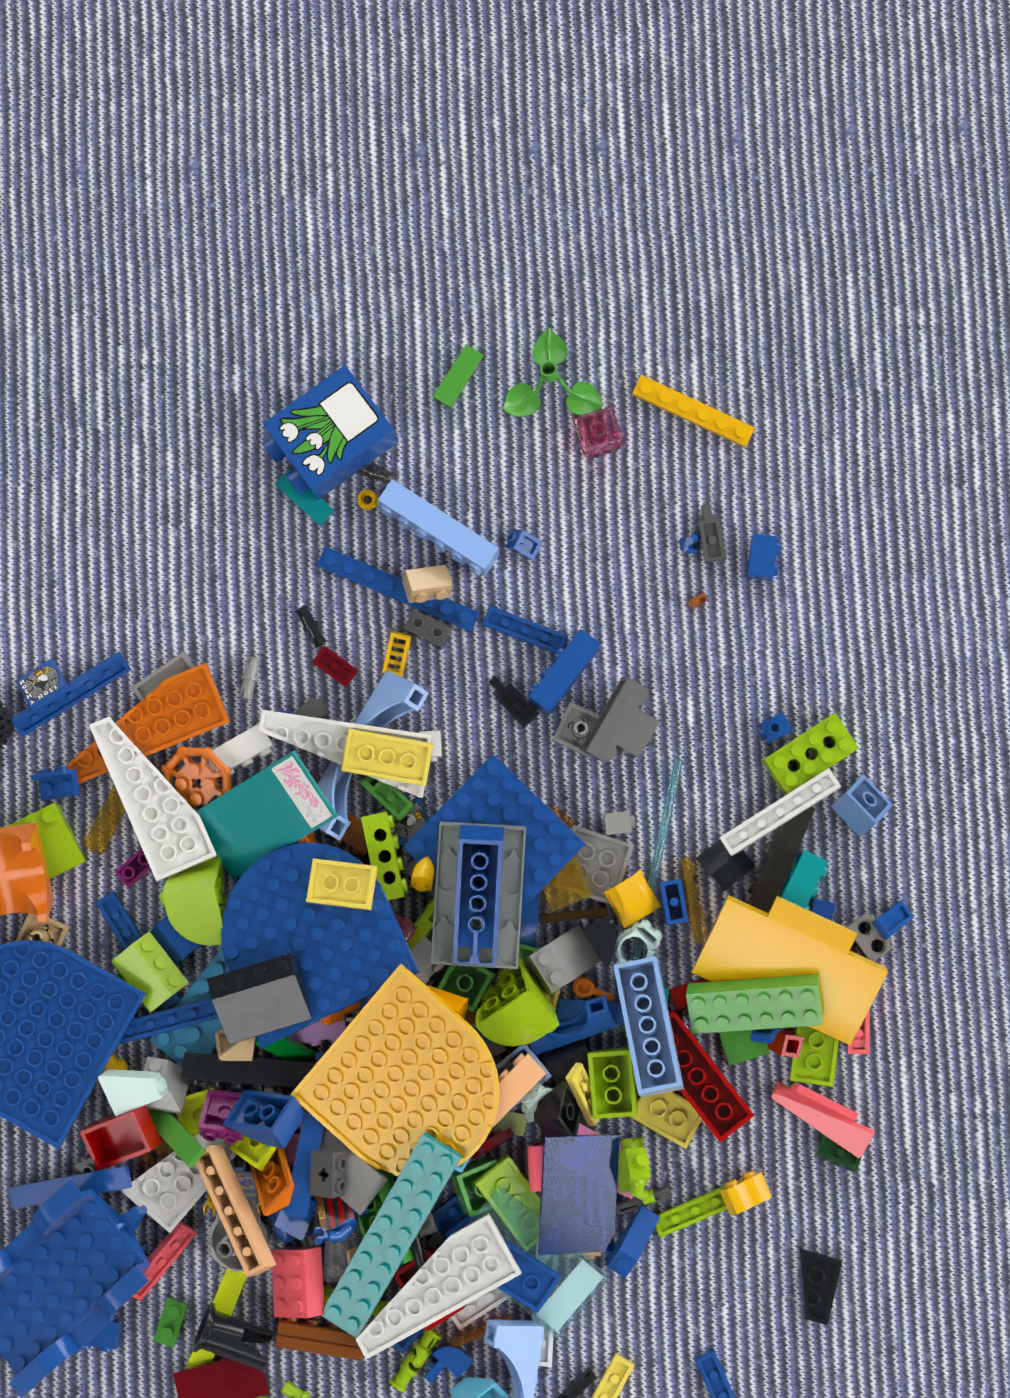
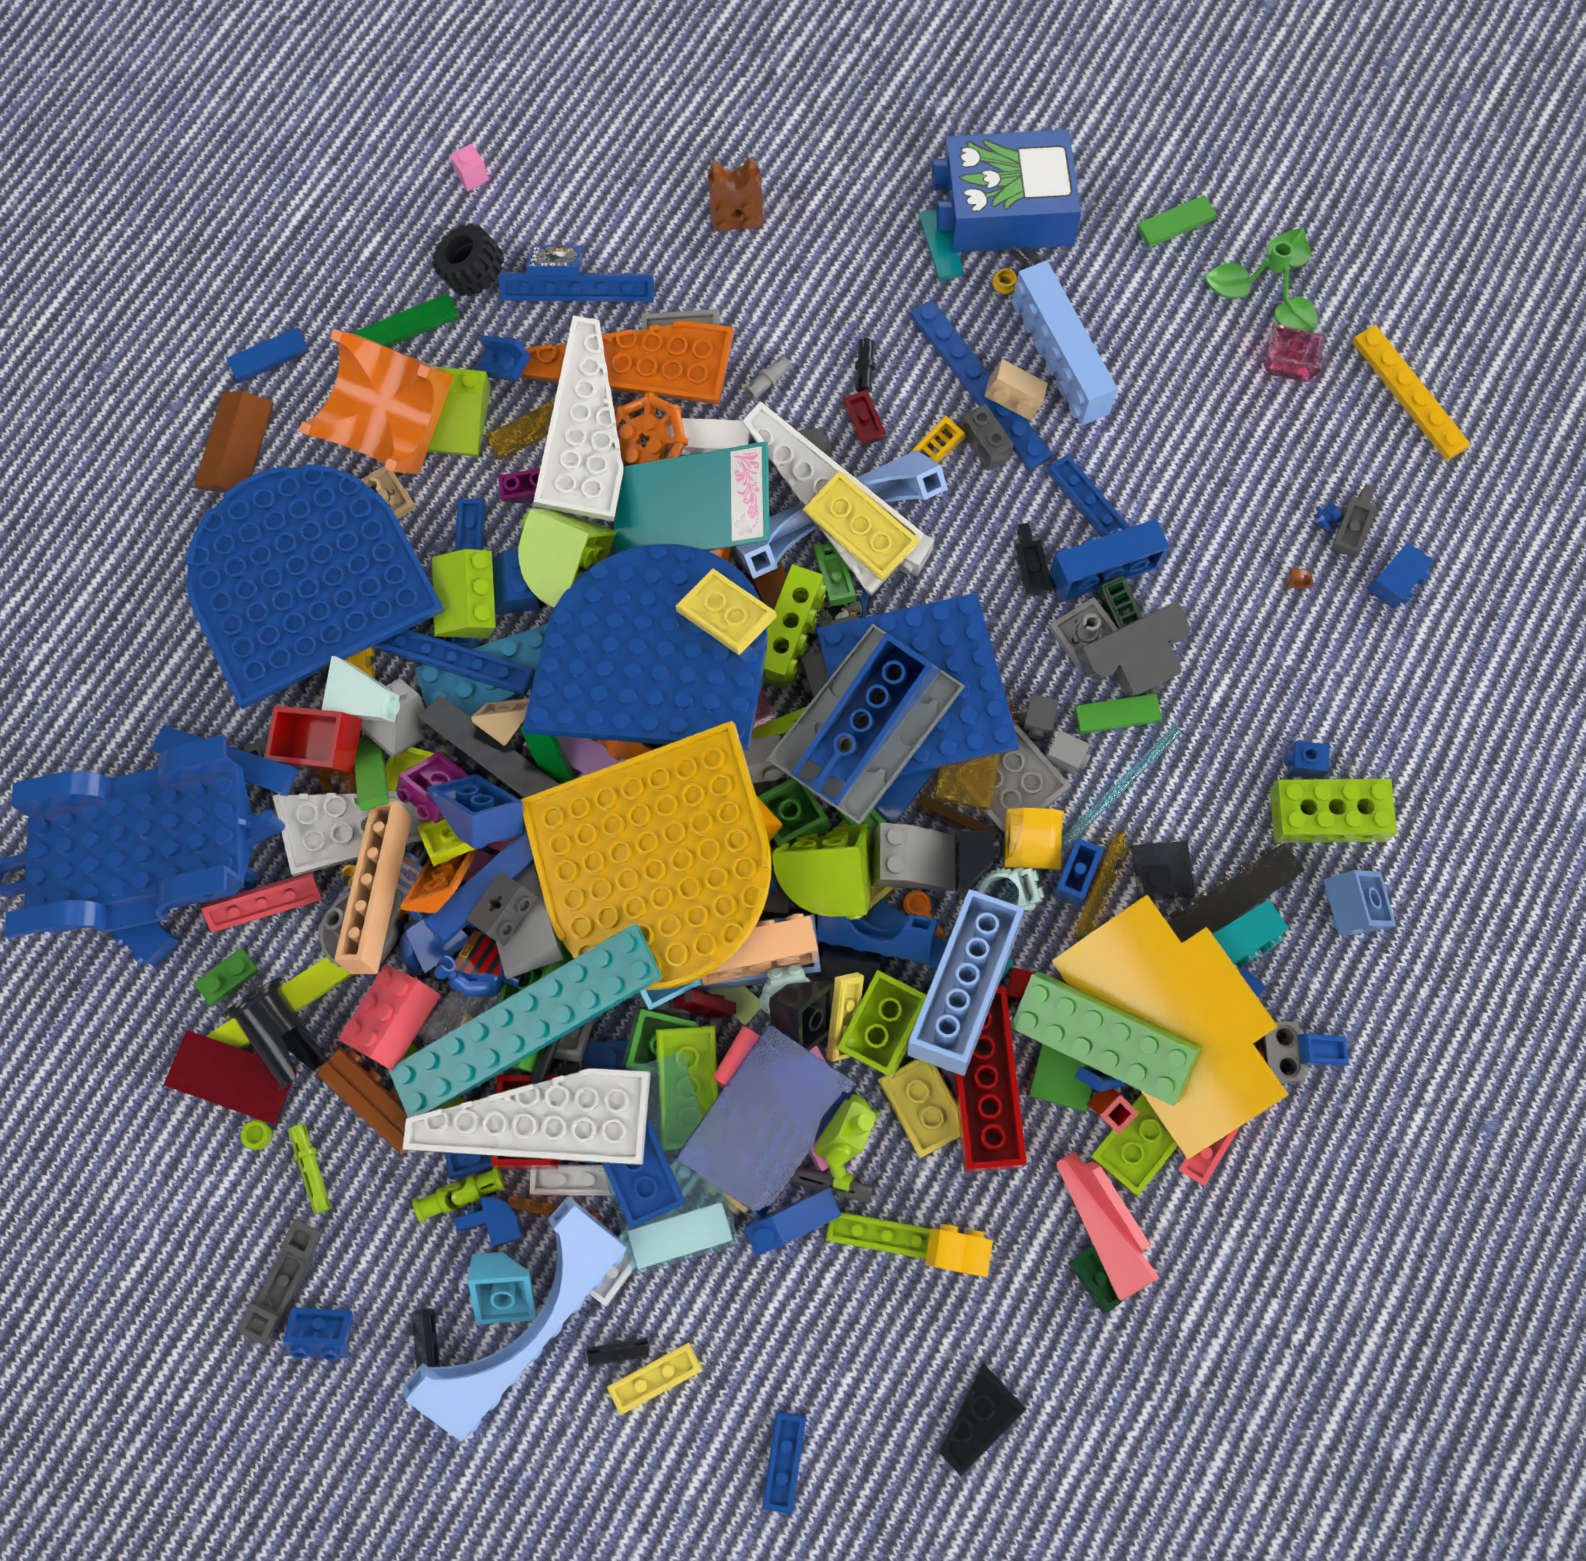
camera: 30 degrees right, 10 degrees down
(141, 560) = (735, 196): none -> dark orange brick
(260, 998) = (558, 672): slope -> none
(423, 875) = (818, 669): yellow plate -> none
(523, 543) = (1144, 414): bracket -> none
(574, 692) = (1124, 593): none -> dark green slope
(584, 810) = (1038, 717): none -> dark grey brick
(633, 773) = (1118, 713): none -> bright green tile
(780, 812) = (1264, 846): white plate -> none

